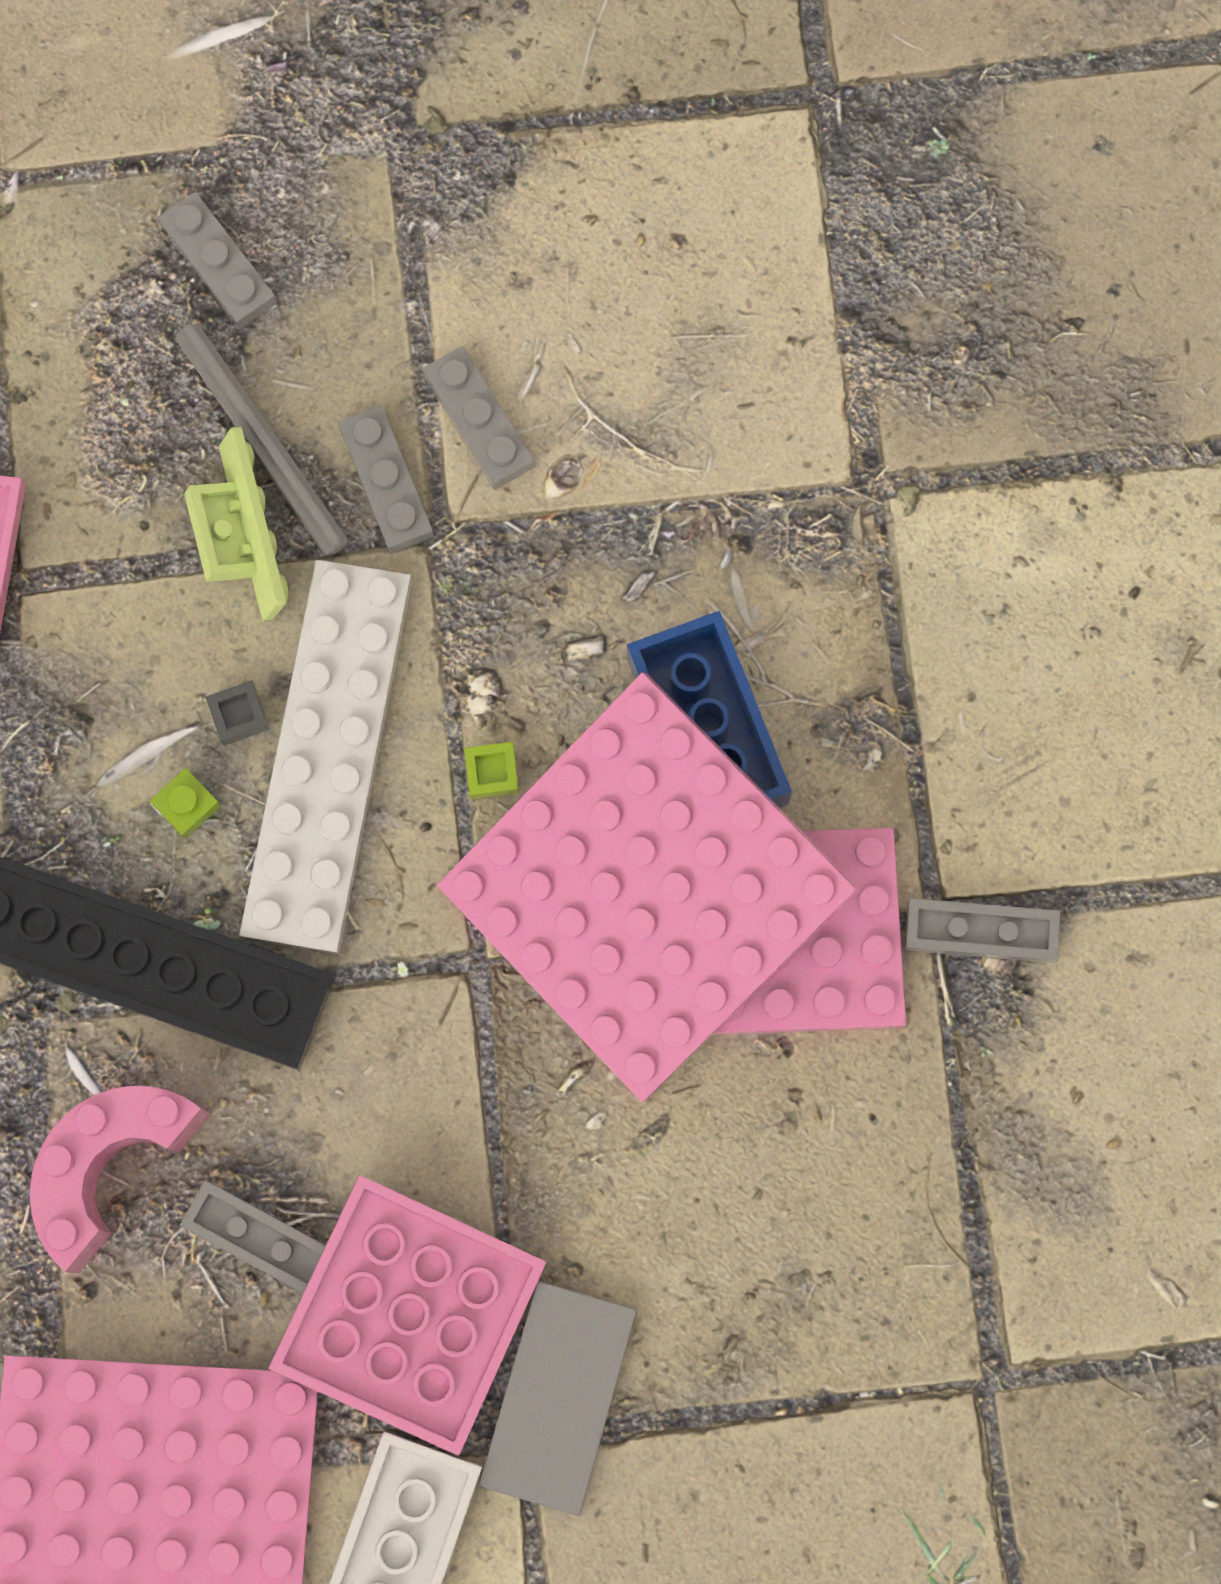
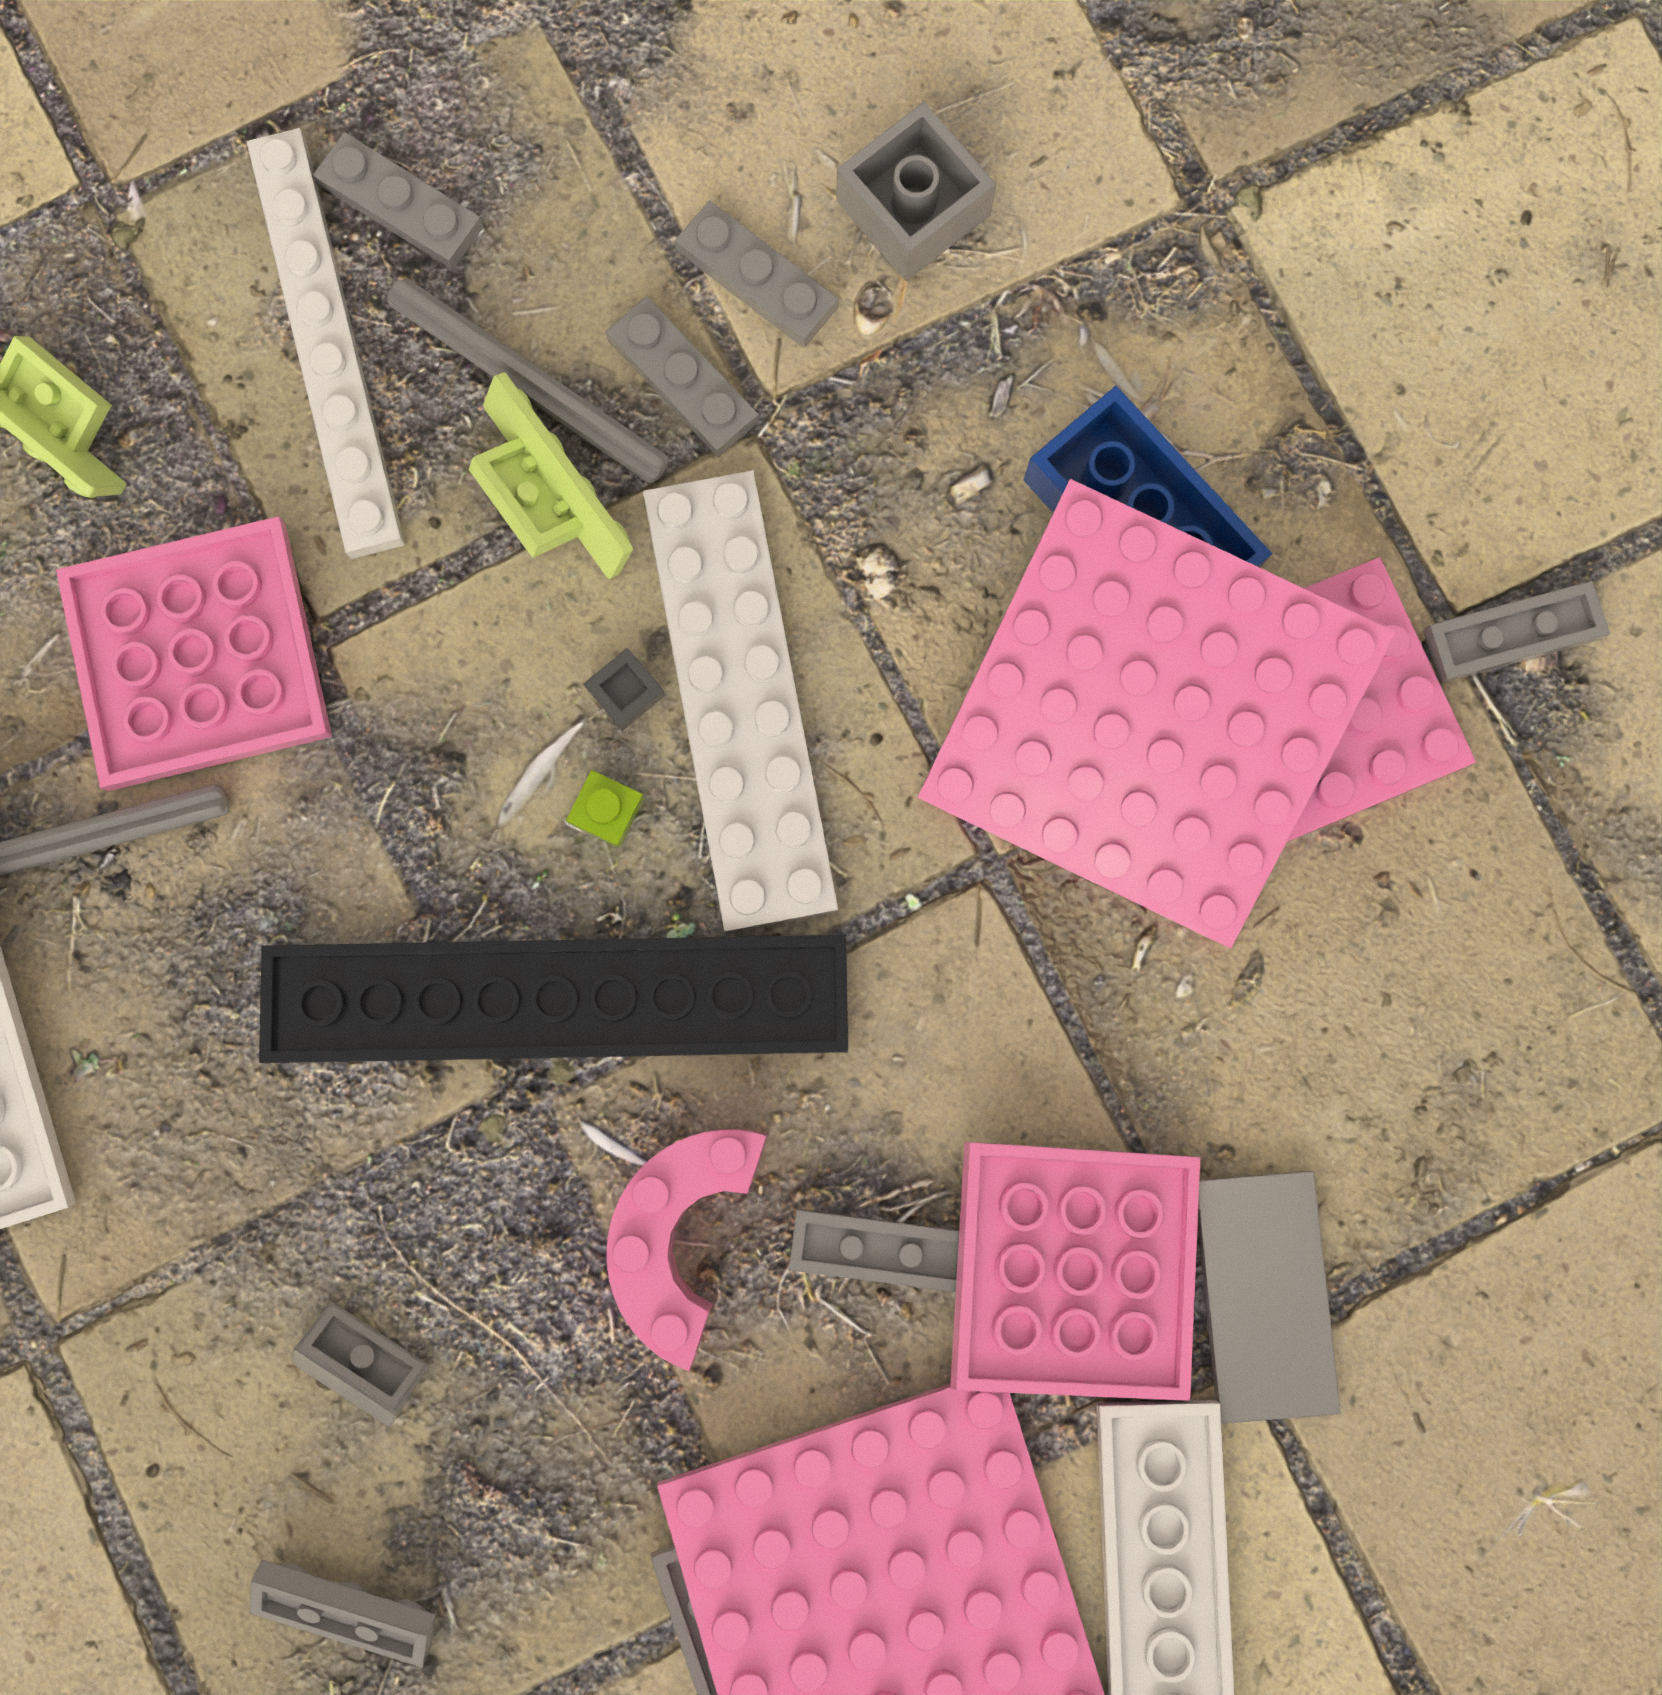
camera: 25 degrees left, 5 degrees up
(114, 355) = (325, 344): none -> white plate
(491, 770) = (927, 651): lime plate -> none
(626, 397) = (915, 191): none -> light grey brick

